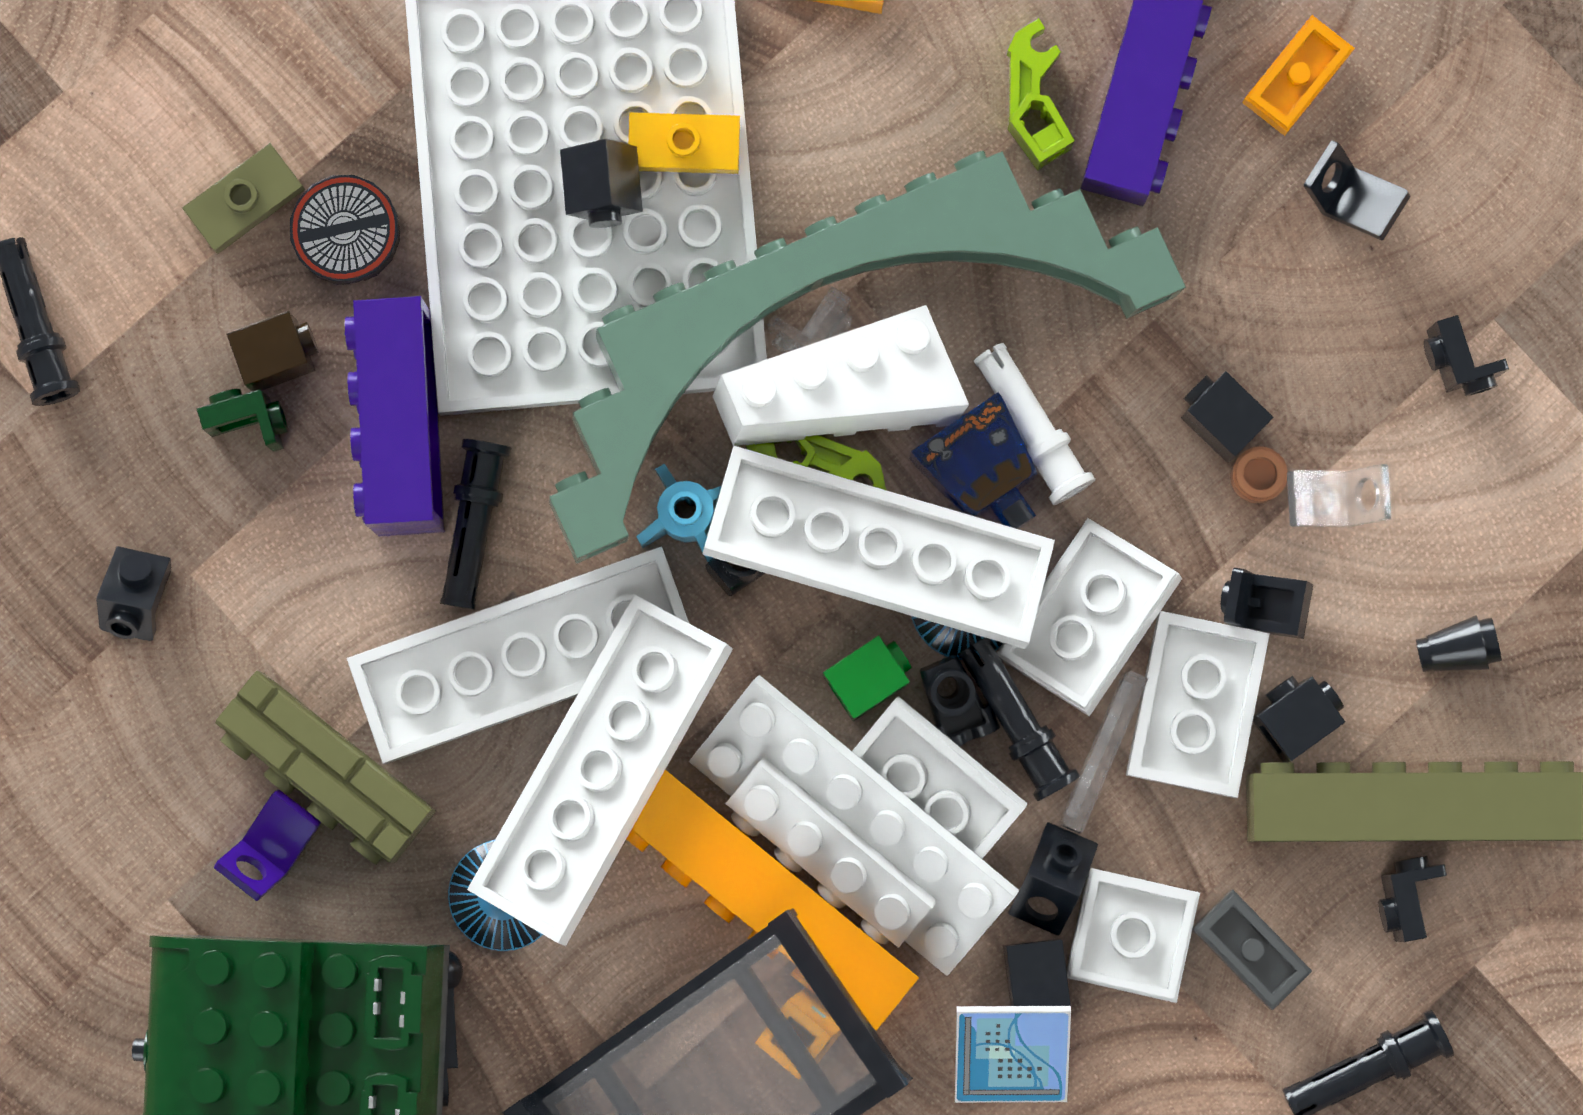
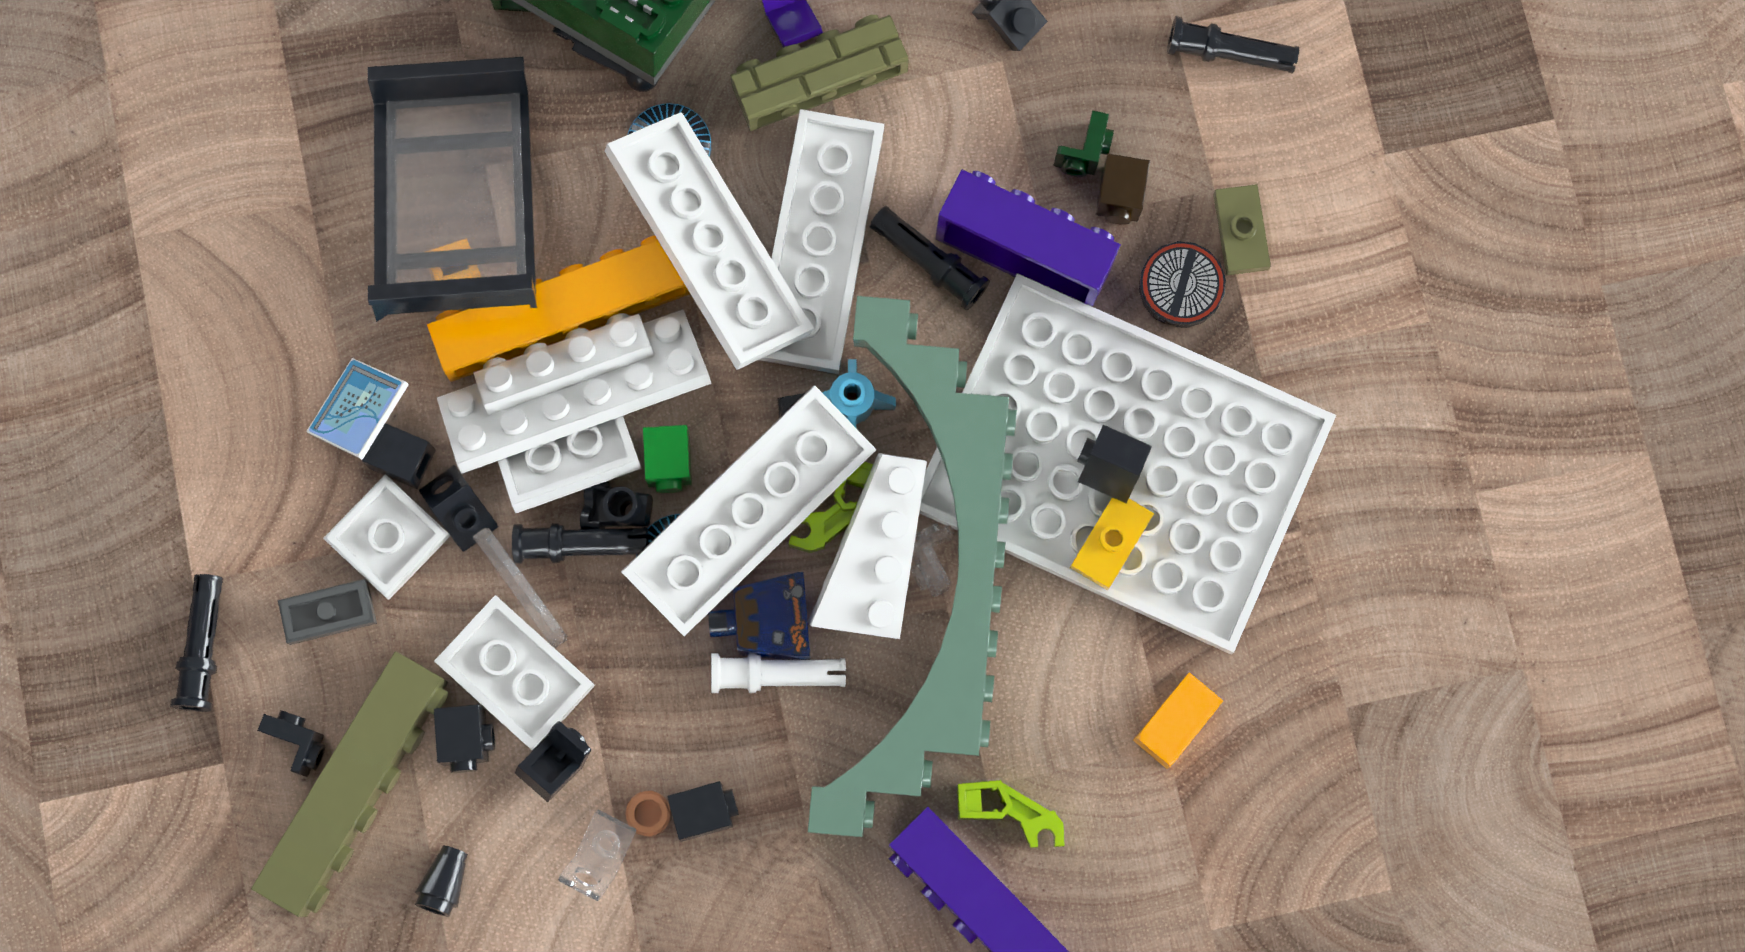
camera: 115 degrees right, 5 degrees down
(1092, 616) = (618, 635): white tile -> none

